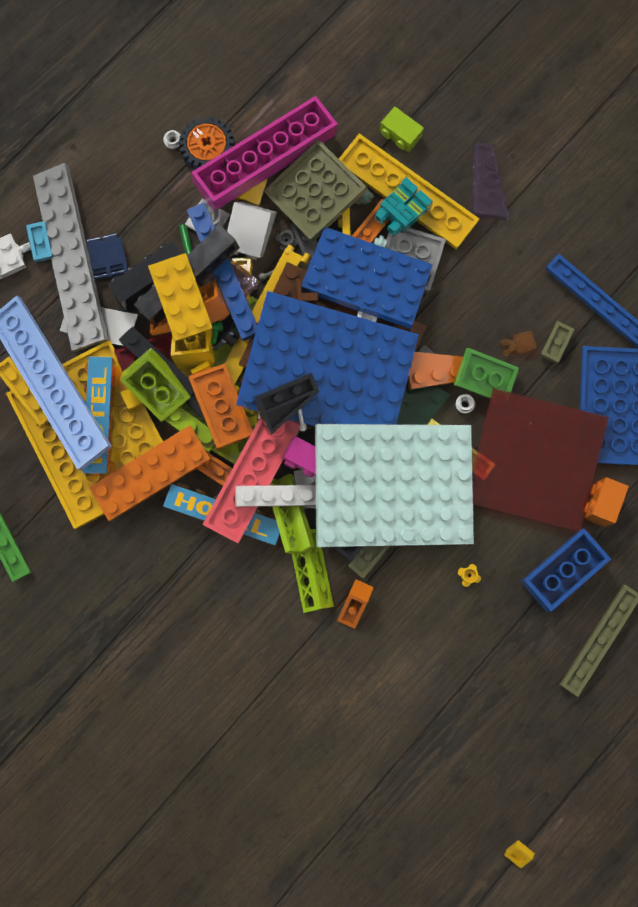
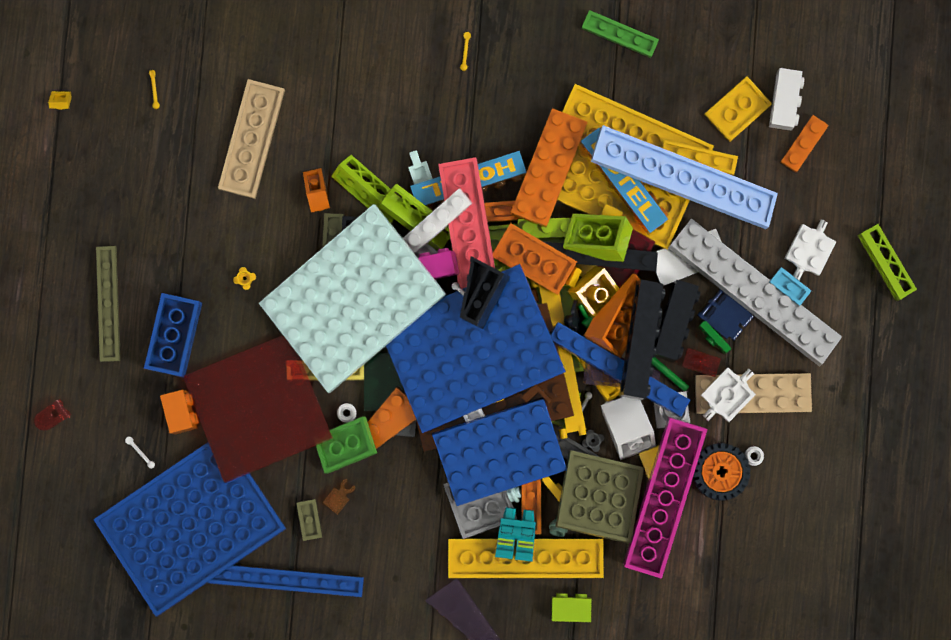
camera: 140 degrees right, 5 degrees up
(130, 245) = (714, 338): none -> green plate
(130, 639) = (467, 36): none -> yellow hinge
(135, 185) = (773, 393): none -> tan plate
(154, 193) = (728, 394): none -> white plate
(154, 232) = (701, 362): none -> clear red hips
(180, 297) = (629, 314): yellow plate -> none
(257, 554) = (419, 171): none -> light aqua plate
(377, 690) = (251, 139): none -> tan plate
(437, 784) = (156, 105): none -> yellow hinge

